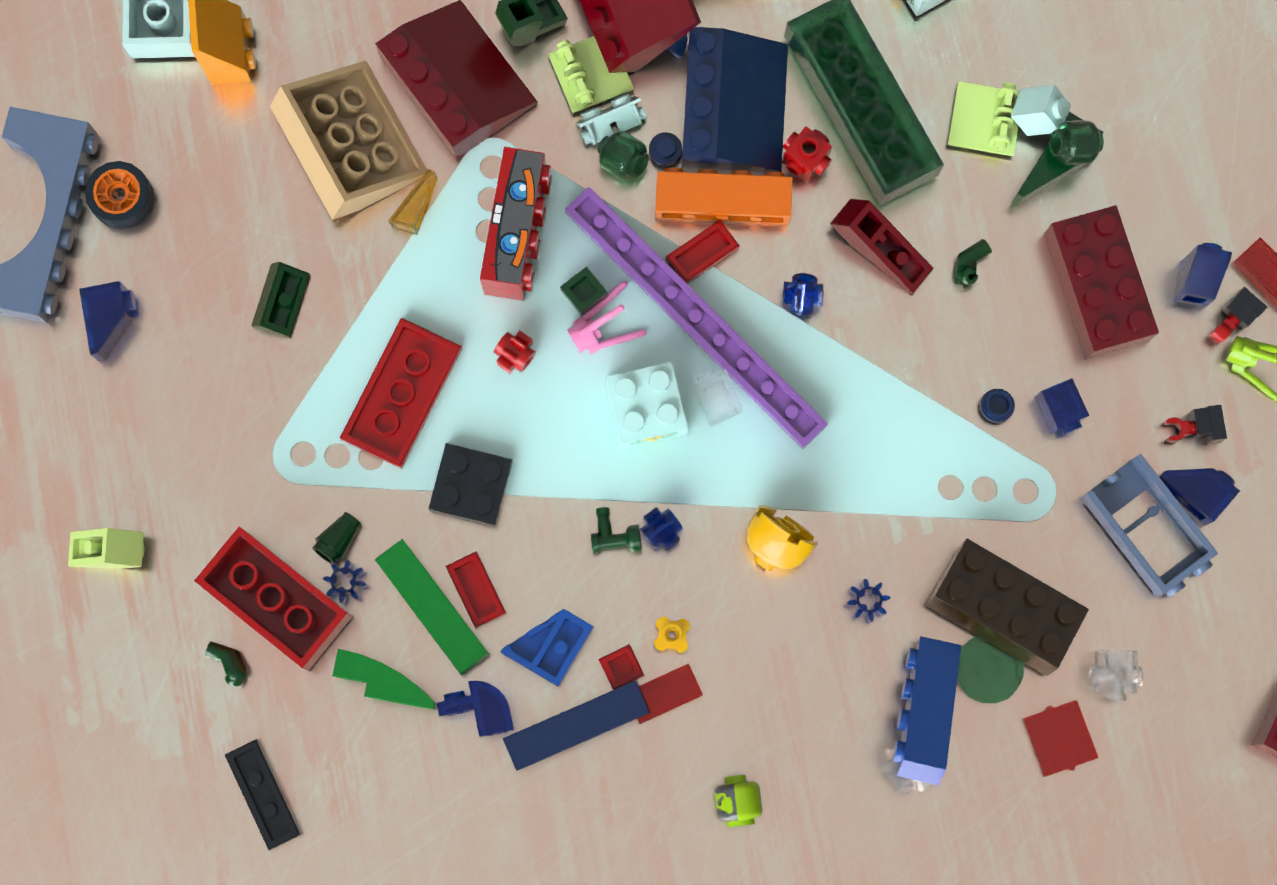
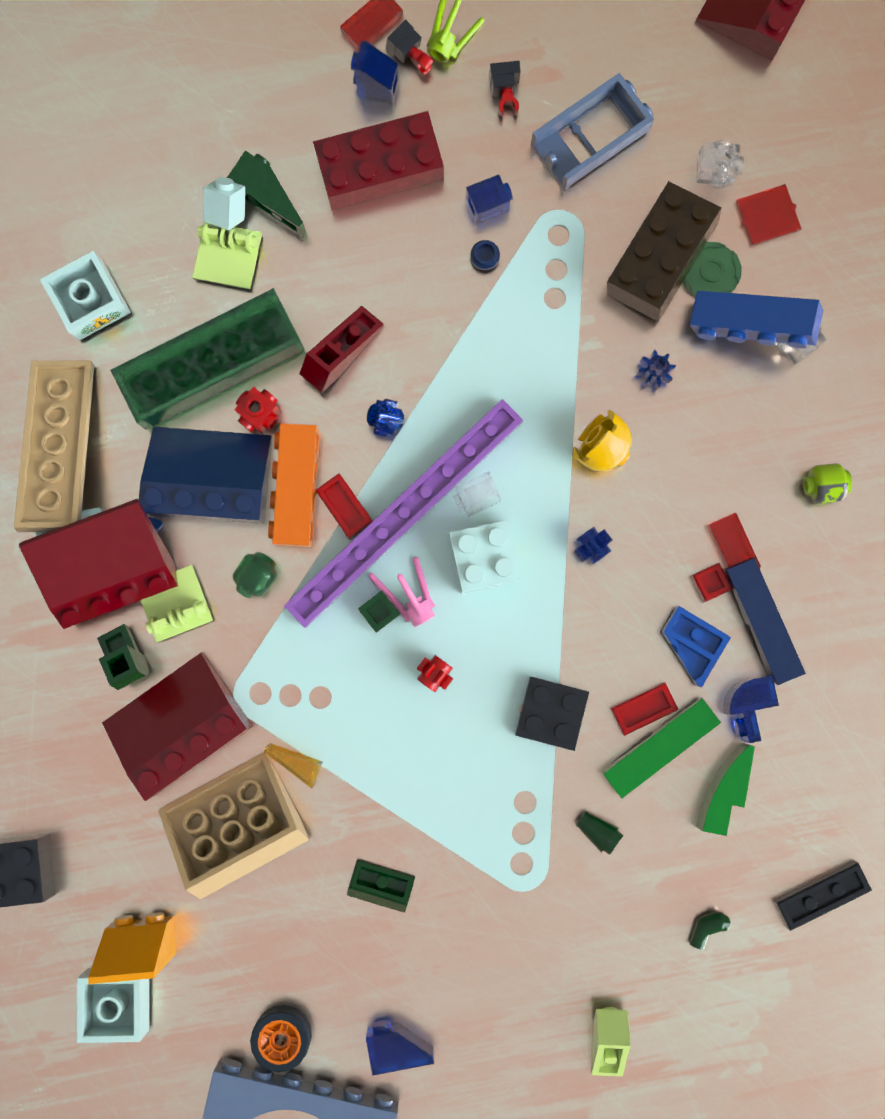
camera: 85 degrees left, 5 degrees up
(273, 598) = (656, 890): red brick -> none
(335, 581) = (631, 825): clear blue gear -> none
(401, 393) = (468, 775): red tile -> none
(514, 224) = (318, 673): brick -> none
(606, 540) = (601, 594): dark green piece -> none
(621, 112) = (213, 576): light aqua hinge -> none
(665, 149) = (248, 537): dark blue plate -> none
(680, 628) = (678, 544): yellow plate -> none
(967, 262) = (357, 276): dark green arm -> none
(1076, 142) = (256, 171): clear green head -> none
(1201, 491) = (563, 85): clear blue slope -> none

